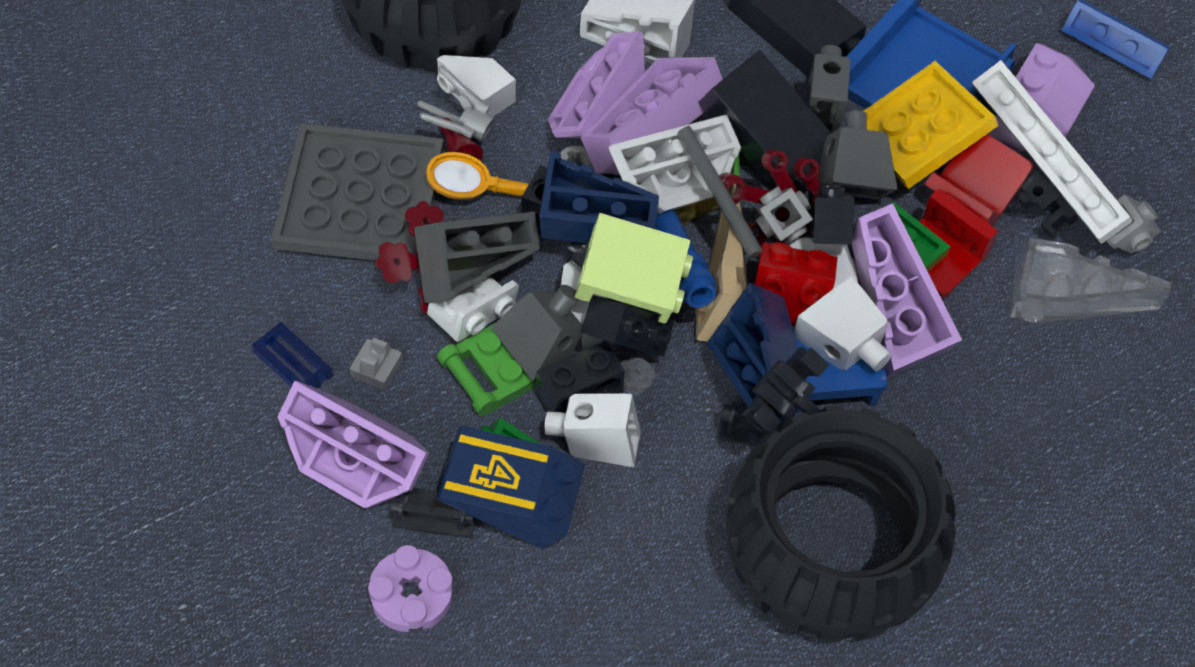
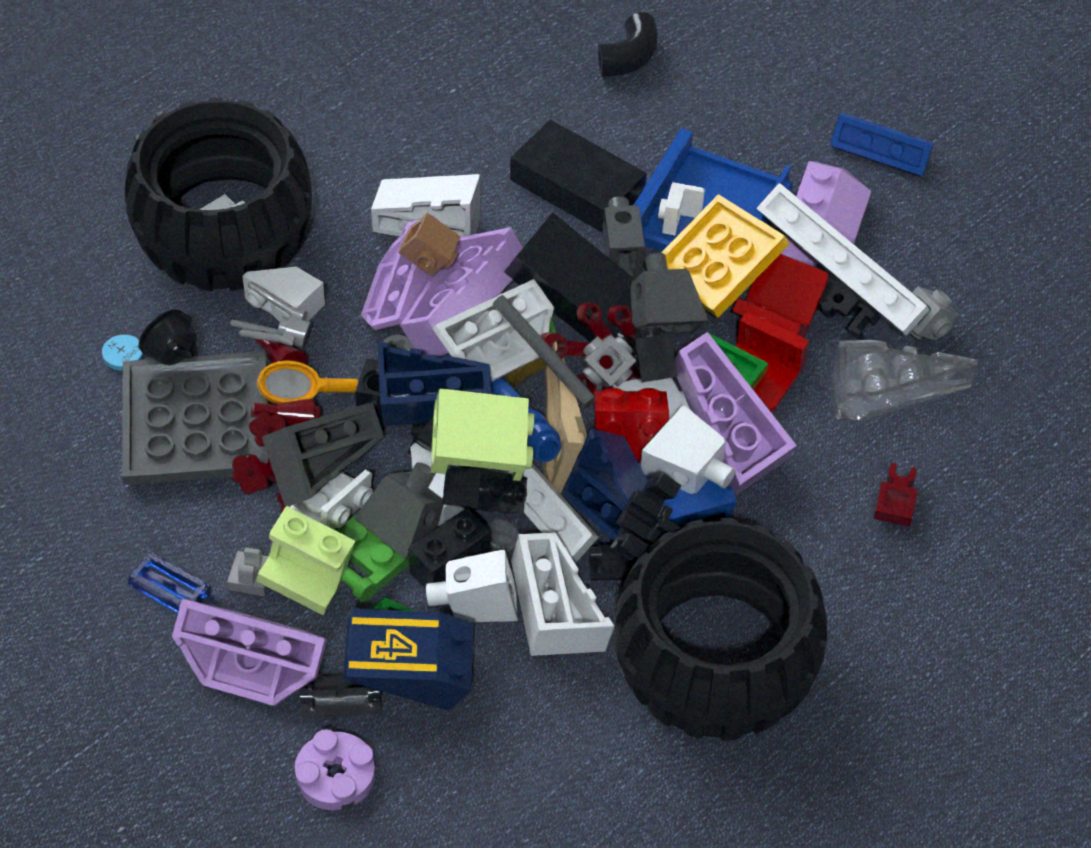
camera: 10 degrees left, 5 degrees down
(304, 110) = (121, 349): none -> medium azure piece
(348, 107) = (168, 338): none -> black piece
(429, 364) = (306, 560): none -> yellowish green panel
(453, 206) = (292, 411): none -> dark red cone
(628, 60) = (430, 244): none -> medium nougat brick
(675, 459) = (553, 600): none -> white wedge
(696, 365) = (554, 514): none -> white plate
(896, 61) = (682, 200): none -> white bracket
(1057, 414) = (897, 498): none -> dark red plate

